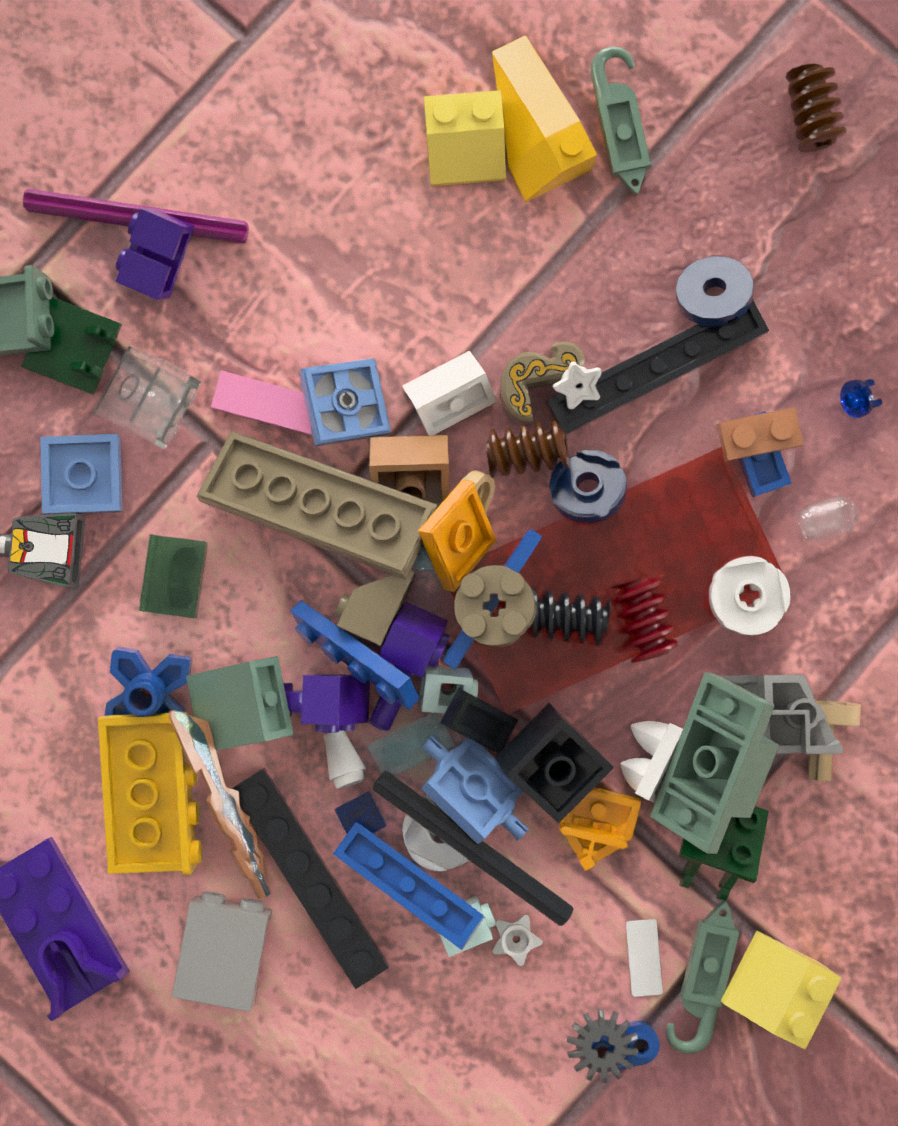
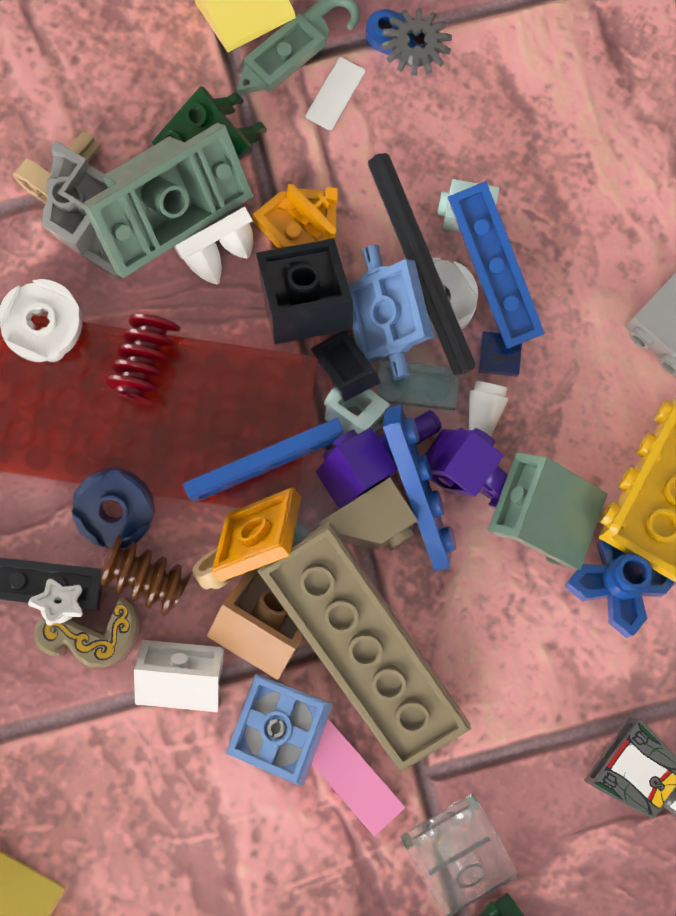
camera: 145 degrees left, 5 degrees down
(81, 474) = (564, 822): medium blue plate -> none
(173, 576) = (536, 670): clear green plate -> none
(223, 802) = (608, 491): nougat sword -> none
(310, 879) = (576, 333): black plate -> none
(512, 621) = (289, 441): dark tan plate -> none
(520, 949) = (433, 162): white plate -> none
(570, 617) = (207, 402): black piece -> none

